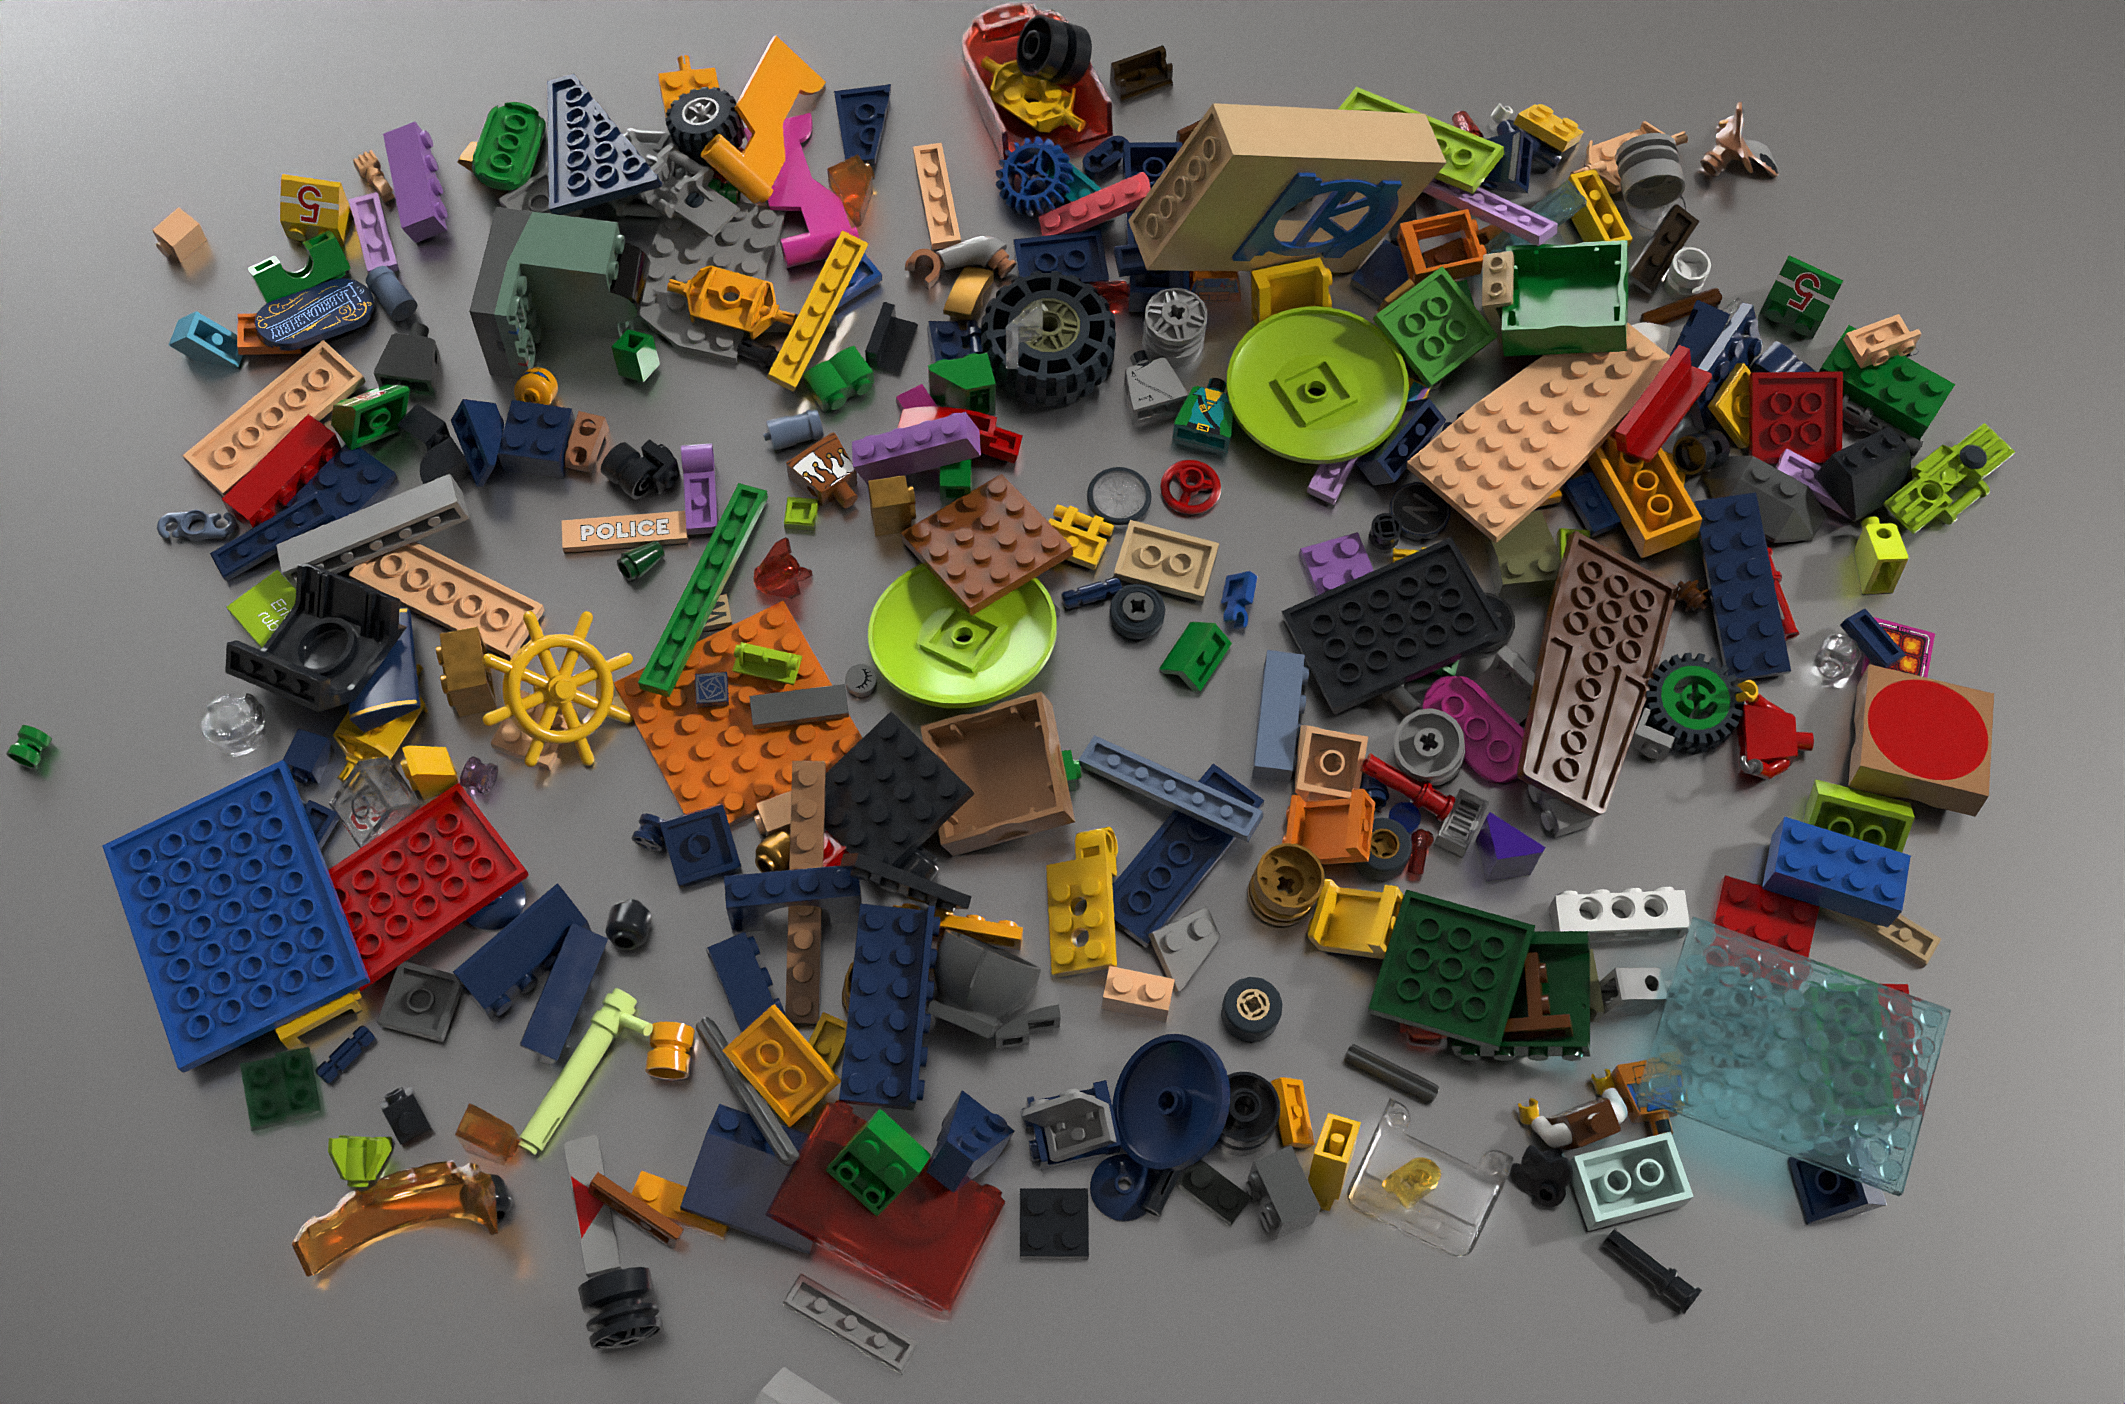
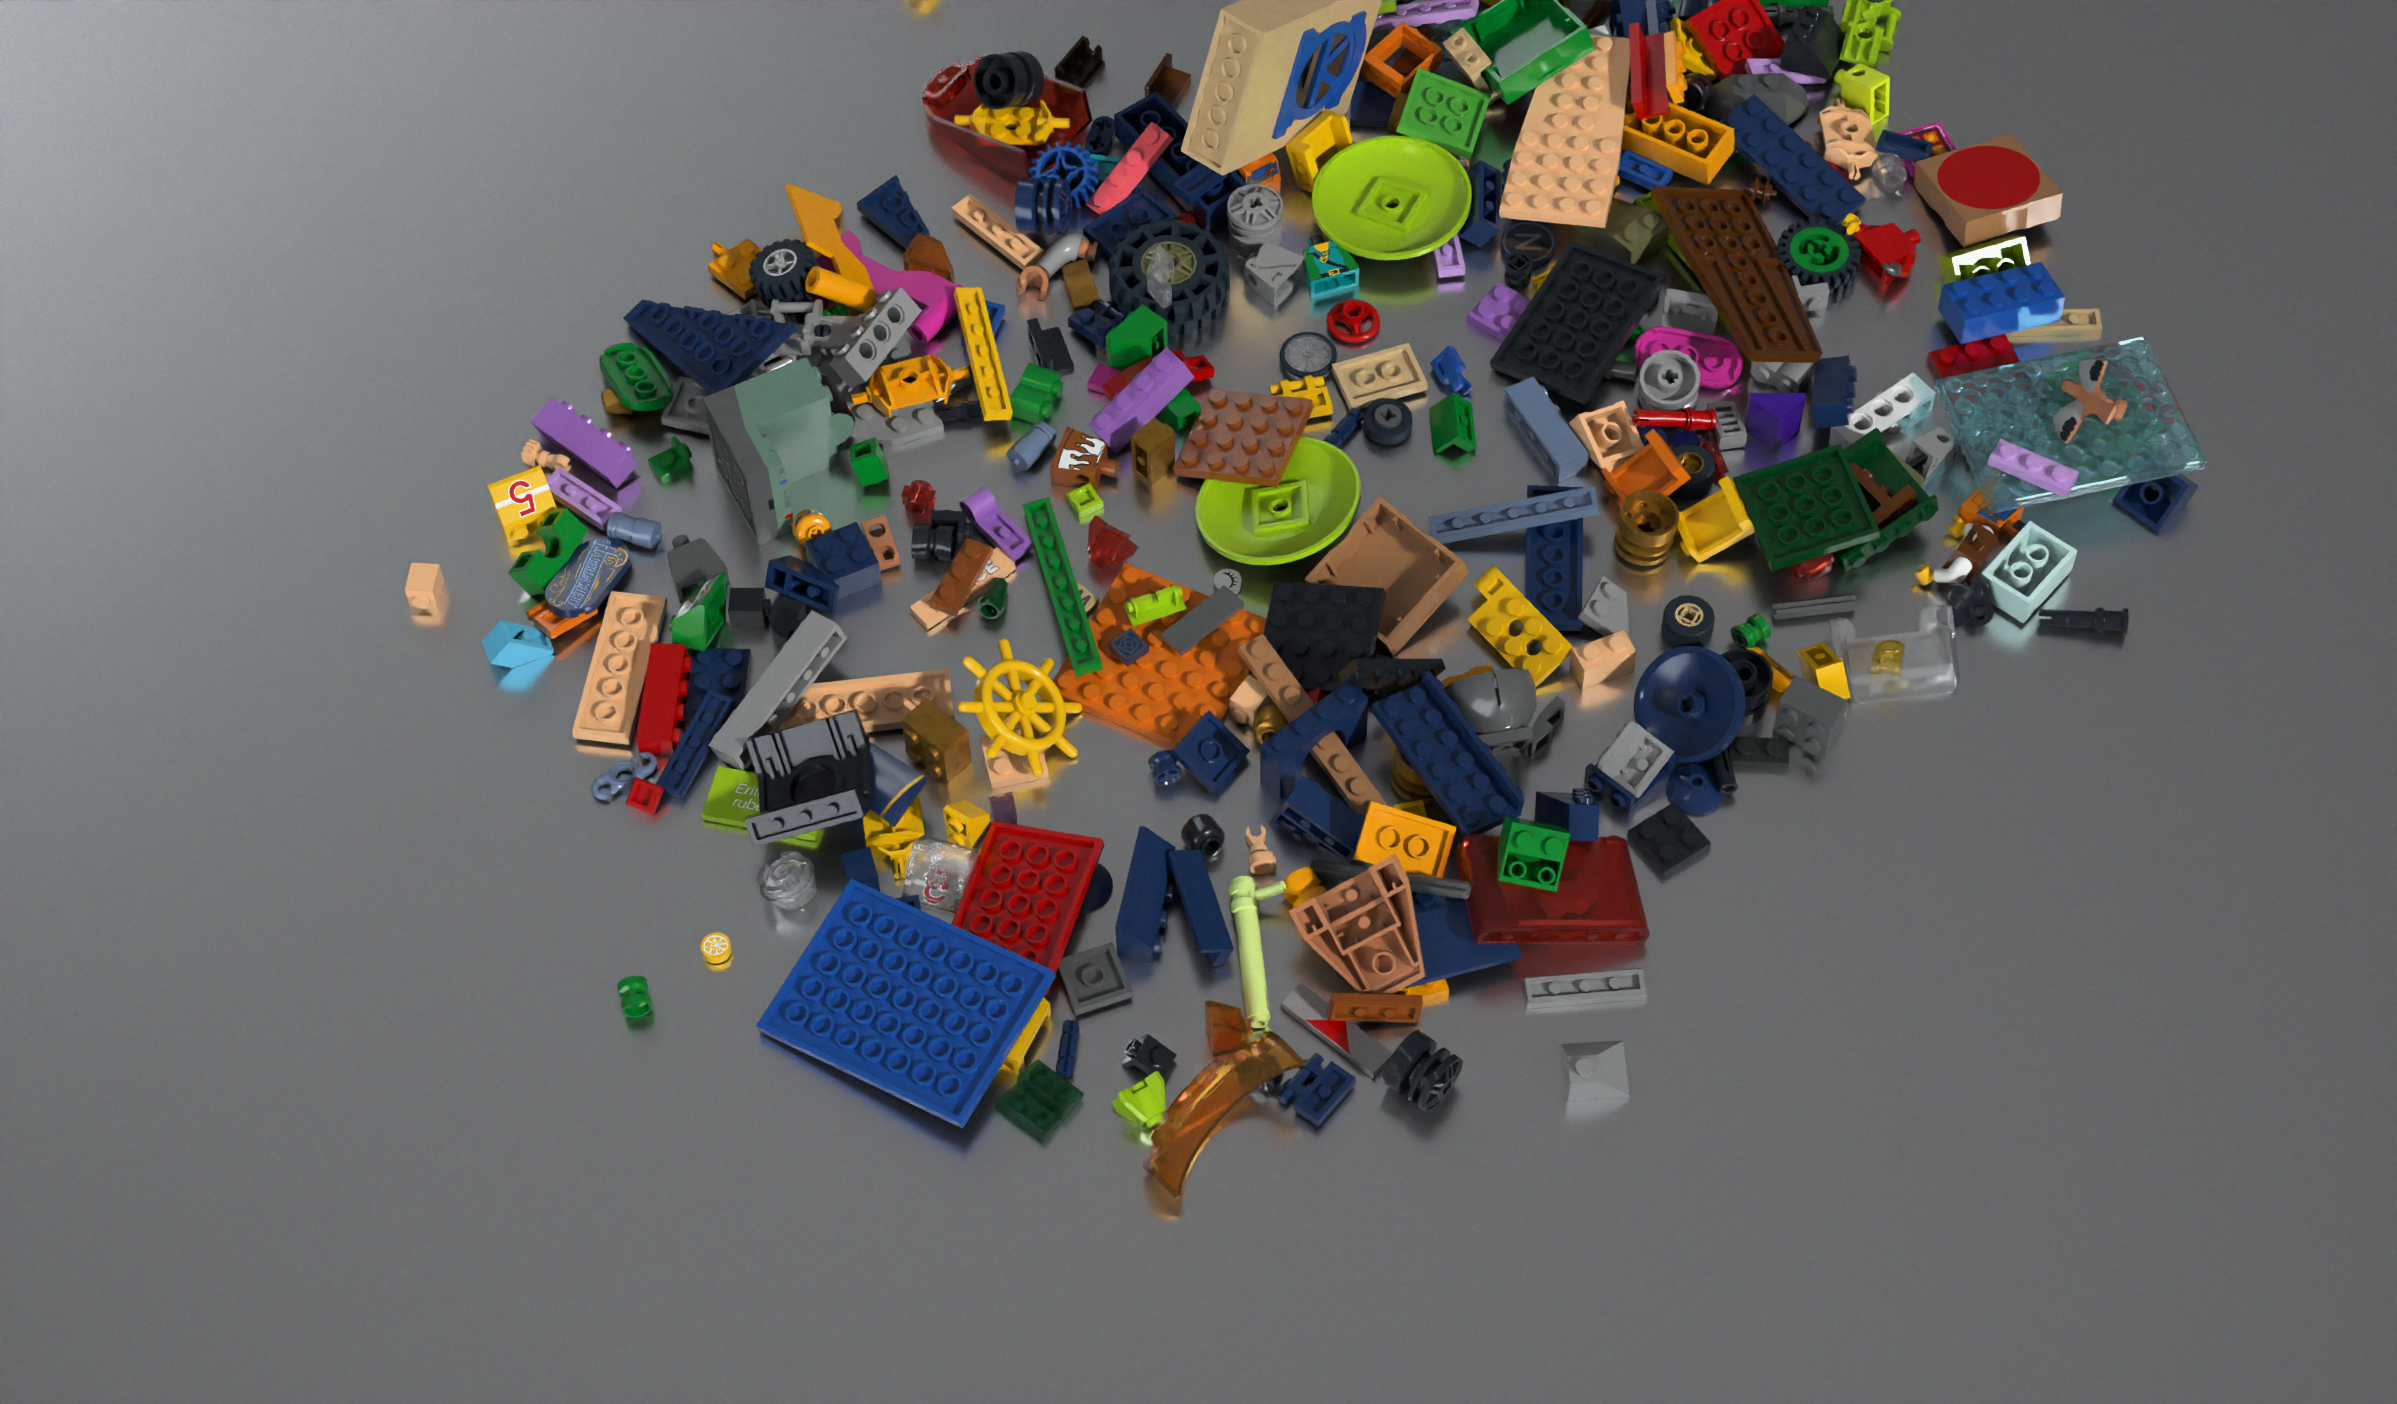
camera: 30 degrees left, 10 degrees down
(136, 744) = (716, 947): none -> yellow tile
(194, 557) = (644, 795): none -> red tile
(472, 246) = (672, 461): none -> green bracket
(525, 1262) = (1323, 1094): none -> dark blue plate
(626, 521) = (961, 577): none -> dark orange plate
(653, 417) = (918, 497): none -> clear red gear
(661, 985) = (1261, 860): none -> light nougat piece
(674, 1129) = (1366, 929): none -> nougat wedge
(775, 227) = (874, 336): none -> light grey brick
(984, 196) = (1043, 206): none -> dark blue wheel
(1304, 1060) = (1753, 630): none -> green wheel
(1585, 859) = (1833, 392): none -> dark blue brick
(1693, 417) = (1675, 67): none -> light orange plate
(1709, 1082) = (2033, 468): none -> lavender plate
(1809, 602) = (1846, 148): none -> light nougat plate
(1822, 1050) = (2088, 400): none -> animal

